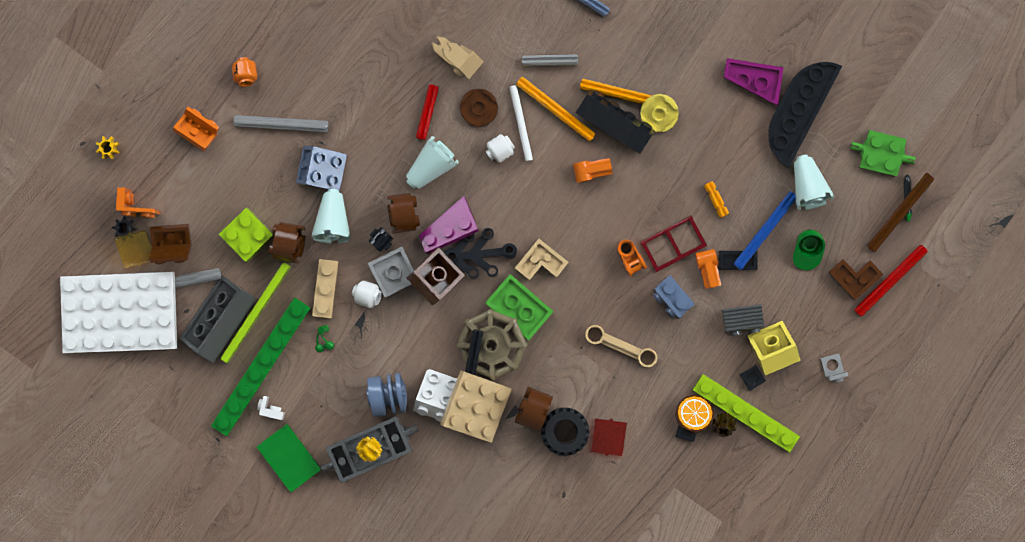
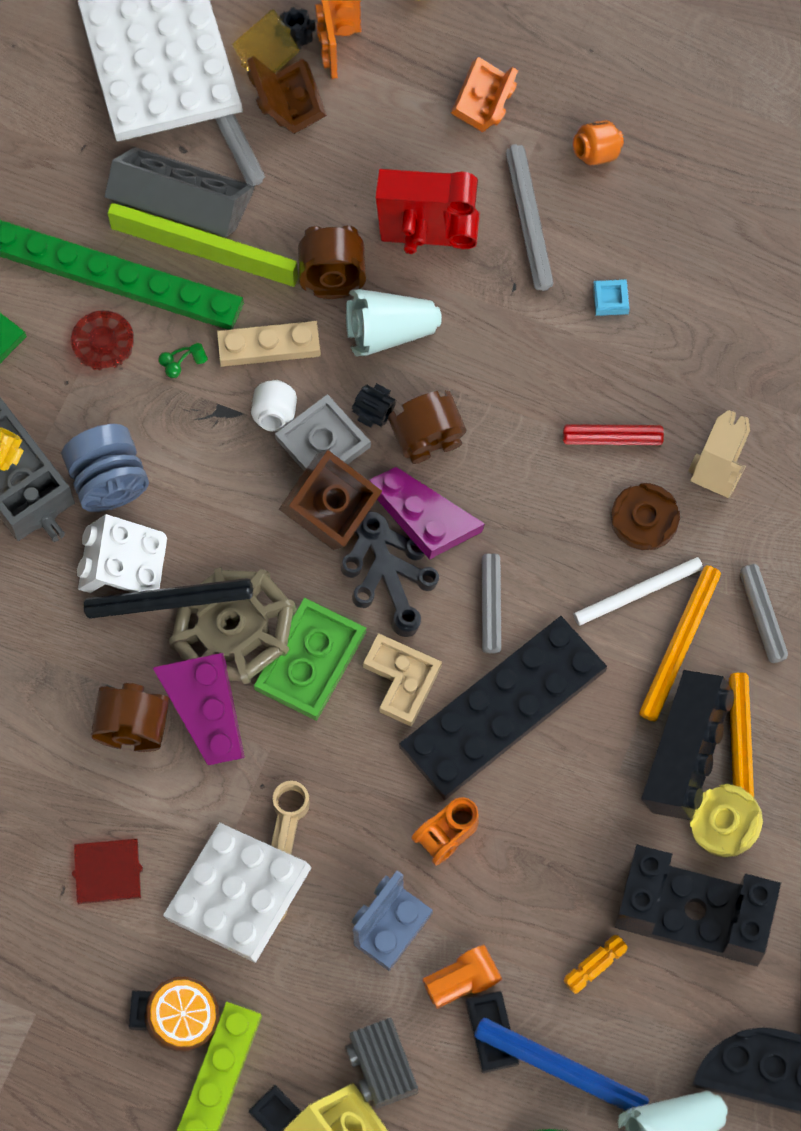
camera: 70 degrees right, 20 degrees down
(247, 235) = (329, 197): lime brick -> none
(271, 182) = (427, 208): none -> red piece
(273, 411) = (41, 295): white bracket -> none
(301, 381) = (102, 340): none -> clear red wheel
(321, 168) = (471, 293): bracket -> none
(342, 90) = (611, 297): none -> medium azure tile
(430, 164) = (527, 454): light aqua cone -> none
(475, 406) = (114, 619): tan plate -> none
(500, 148) = (583, 563): white head -> none
(509, 203) = (491, 603): none -> light grey axle
(533, 368) = (205, 704): none -> magenta wing
(568, 211) = (502, 707): none -> black plate
(577, 443) = (89, 759): black tyre -> none
(588, 170) = (585, 718): orange piece -> none
(638, 372) = (237, 892): none -> white plate
(667, 231) = (472, 923): dark red window -> none
(713, 124) = (735, 916): none -> black plate
(724, 424) = (172, 1074): dark brown gear -> none

